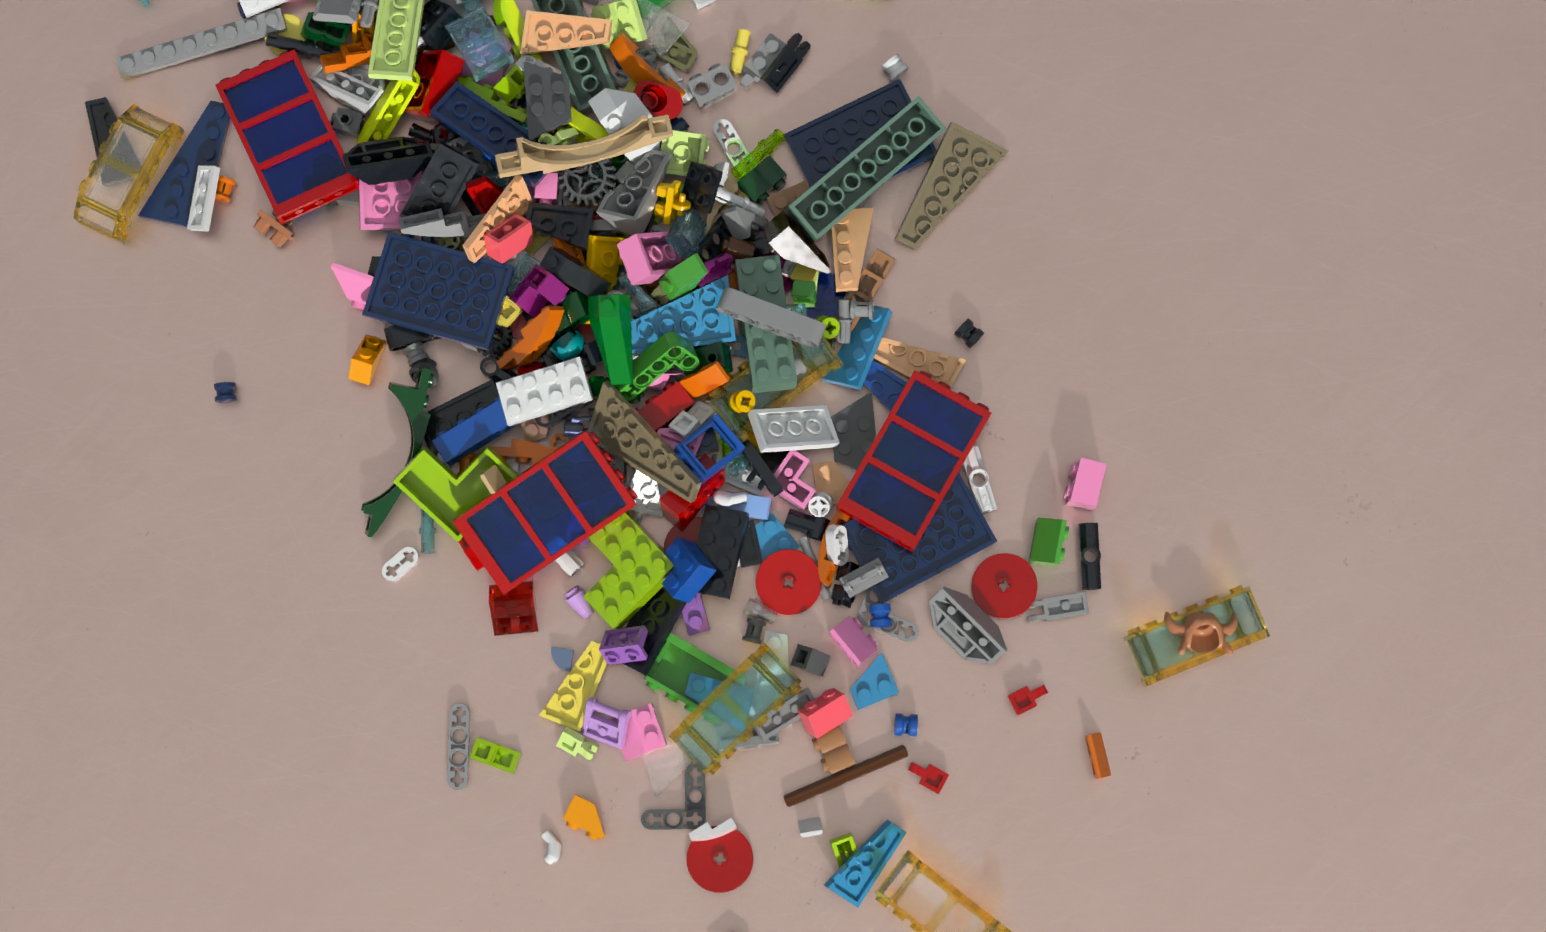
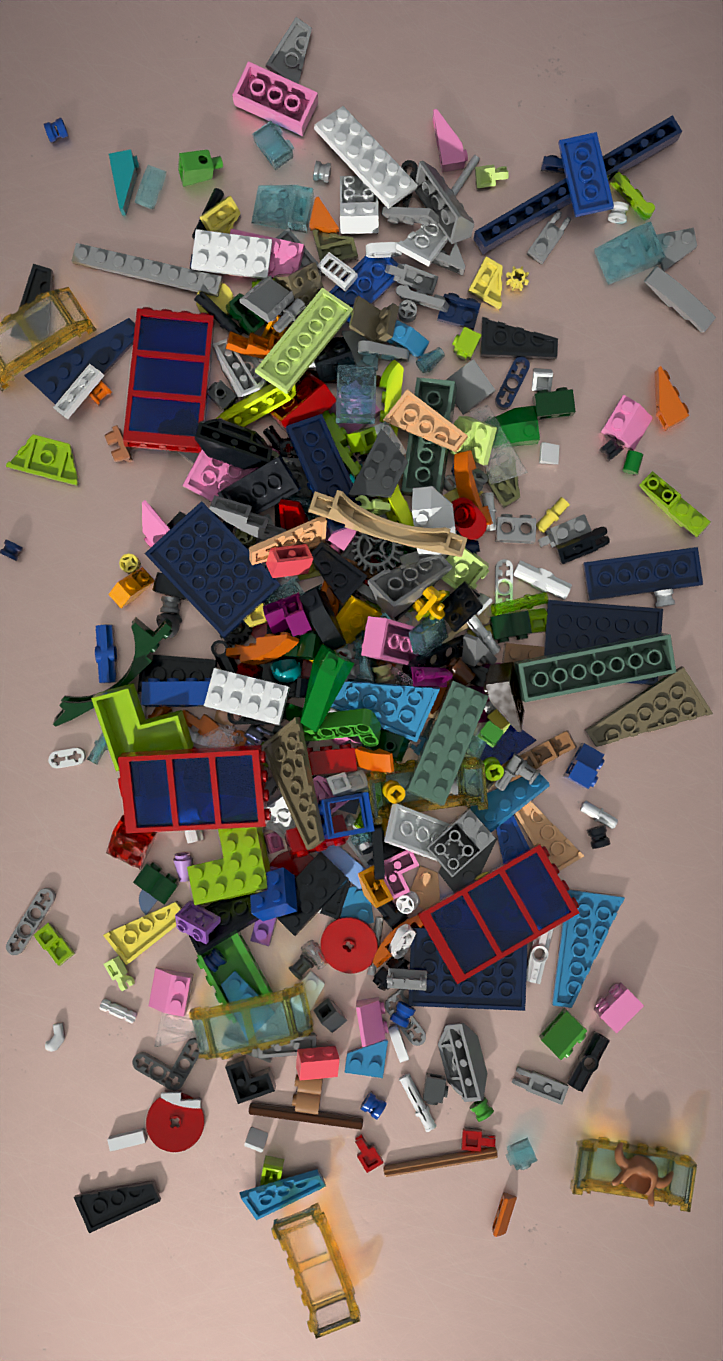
camera: 40 degrees right, 5 degrees up
(209, 284) = (46, 459): none -> lime wing
(351, 333) = (126, 562): none -> light yellow wheel
(379, 439) = (105, 653): none -> blue piece
(492, 479) = (167, 741): tan slope -> none
(539, 449) = (219, 737): none -> clear slope
(561, 633) = (156, 883): none -> dark green brick
(586, 816) = (93, 1031): light orange slope -> none
(598, 783) = (118, 1011): none -> white axle
(605, 729) = (144, 973): lavender plate -> none
(655, 526) = (273, 842): none -> bright pink slope
(664, 672) = (214, 959): none -> dark blue wheel
(682, 905) = (127, 1139): none -> white piece
(683, 277) = (404, 672): bright green slope -> none
(727, 499) = (339, 858): white arm -> none
(766, 119) = (542, 580): none -> white piece
(768, 777) = (247, 1084): none -> black brick
(771, 317) = (453, 744): light grey beam -> none
(778, 508) = (374, 890): none -> light orange slope
(786, 160) = (538, 619): none -> lime slope
(837, 413) = (460, 842): none -> light grey slope
(849, 248) = (545, 719): light nougat wing -> none
(860, 57) = (643, 573): none -> dark blue plate
(894, 649) = (398, 1043): none -> white beam
(914, 273) = (584, 765): none -> blue brick
(956, 672) = (434, 1089): none -> dark grey brick
(957, 312) = (599, 815): none -> white axle
(970, 710) = (422, 1110): none -> white pin
(1004, 741) = (440, 1161): none -> medium nougat axle
(1013, 445) = (581, 942): none -> dark azure wing
(1013, 664) = (481, 1109): none -> bright green wheel
(1019, 577) = (494, 1046): red piece -> none
(1079, 686) = (521, 1154): none -> clear light blue brick

